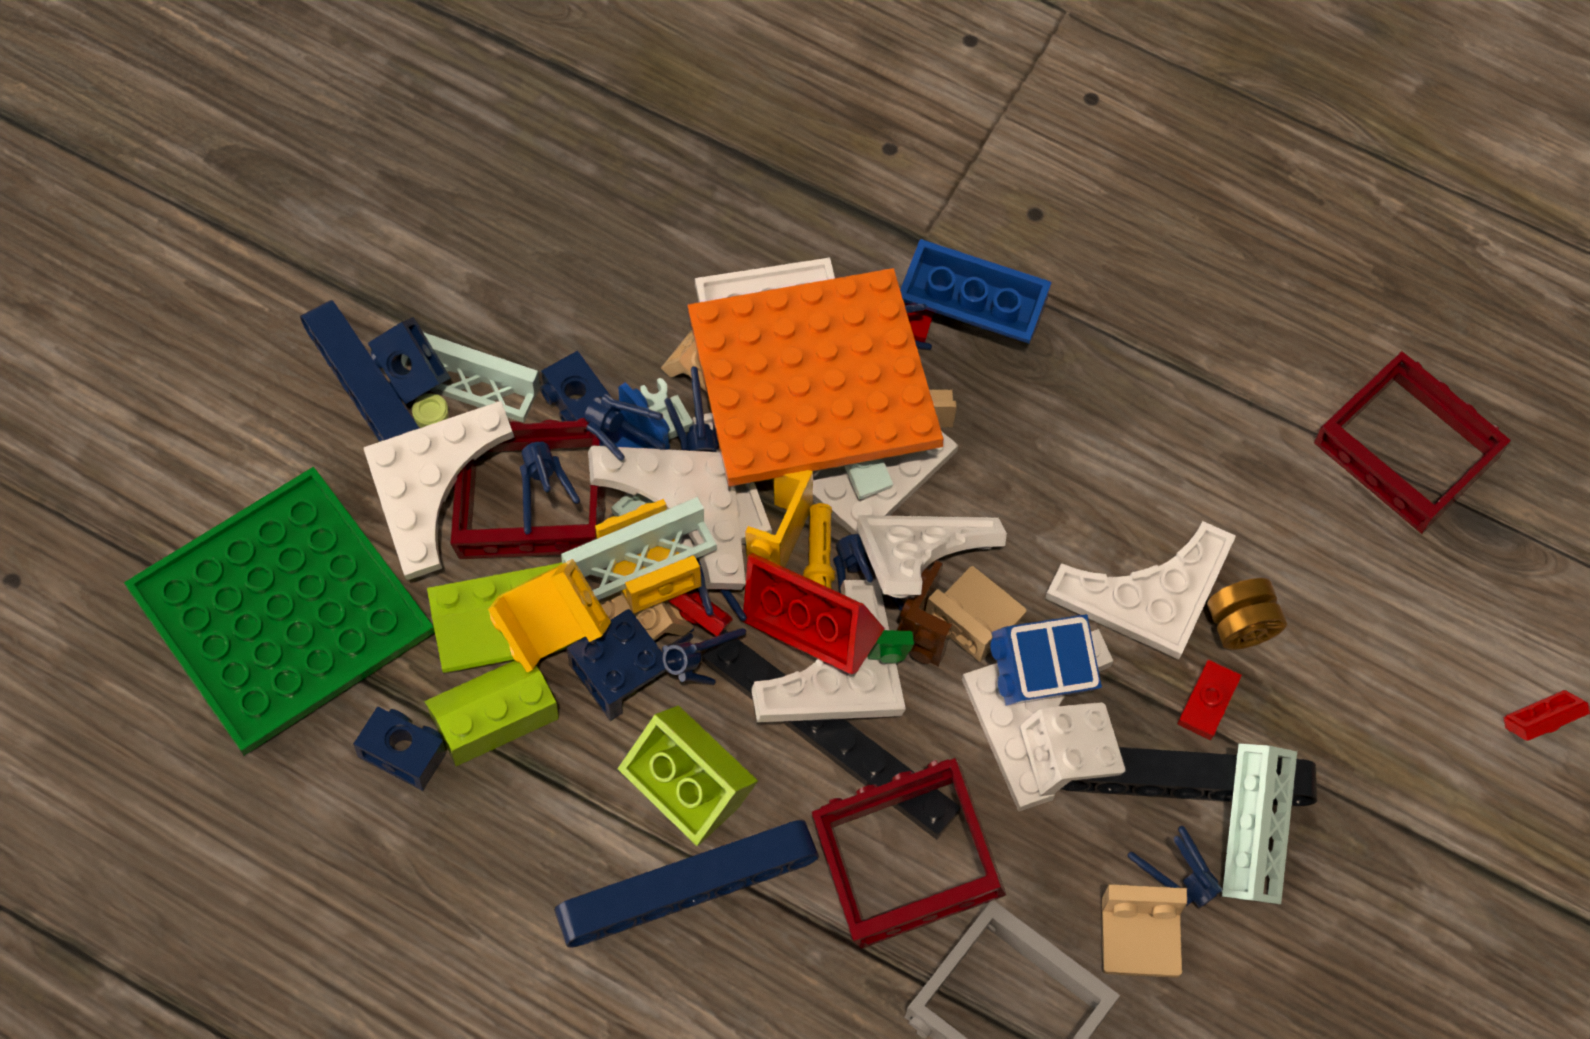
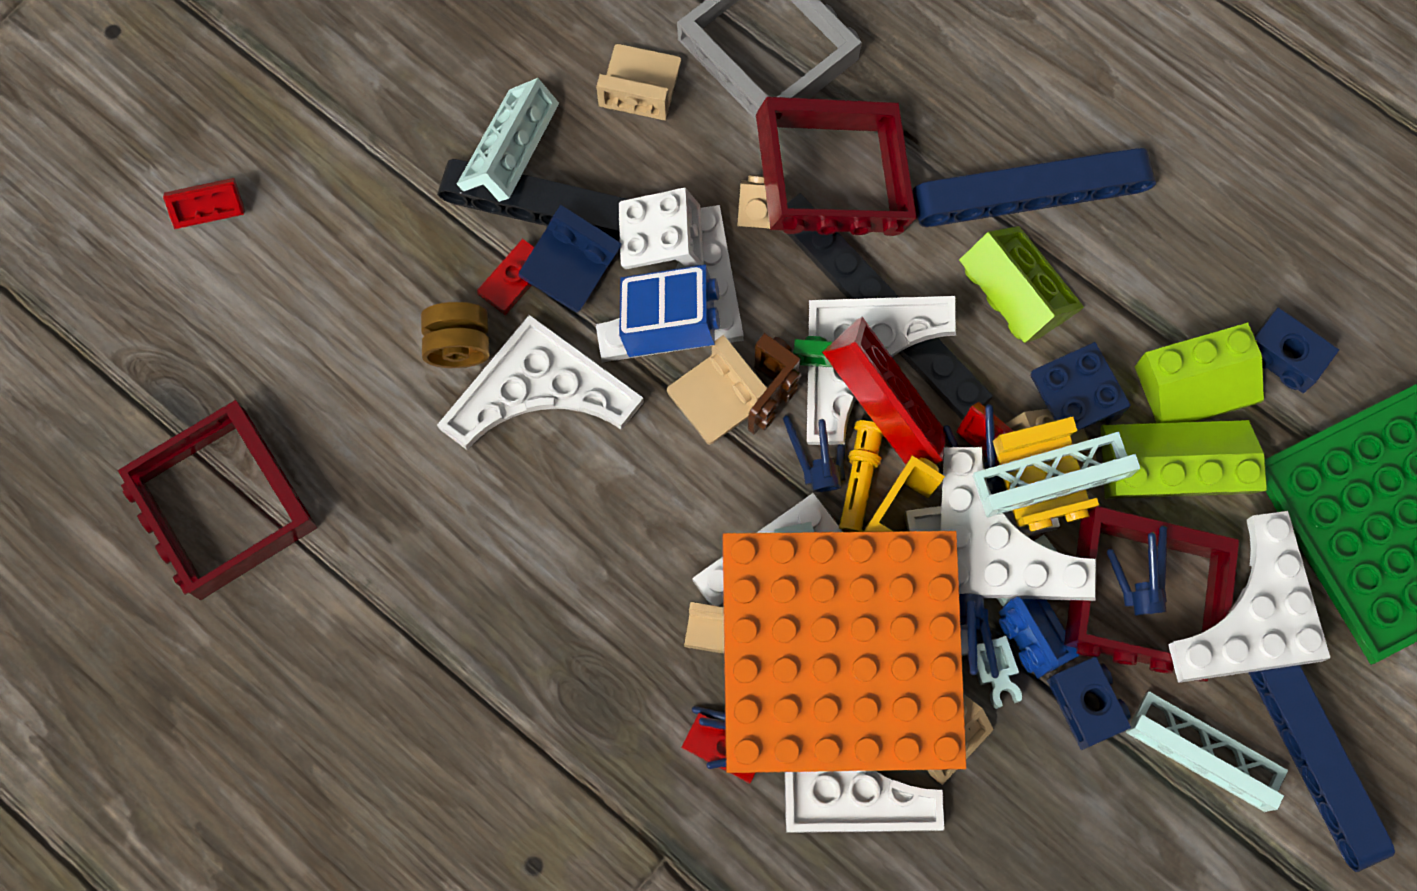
camera: 165 degrees left, 10 degrees up
(426, 368) = (1277, 762): dark blue brick -> none
(429, 410) = (1247, 718): yellowish green tile -> none
(548, 614) = (1168, 432): yellow panel -> none
(605, 416) = (1071, 629): dark blue plant -> none
(684, 657) = (1015, 372): dark blue plant -> none
(907, 544) = (774, 458): white plate -> none
(975, 291) = (637, 743): blue slope -> none
(990, 815) = (753, 203): none -> tan bracket
(1159, 712) = (569, 259): none -> dark blue bracket
(1200, 885) = (578, 113): dark blue plant -> none

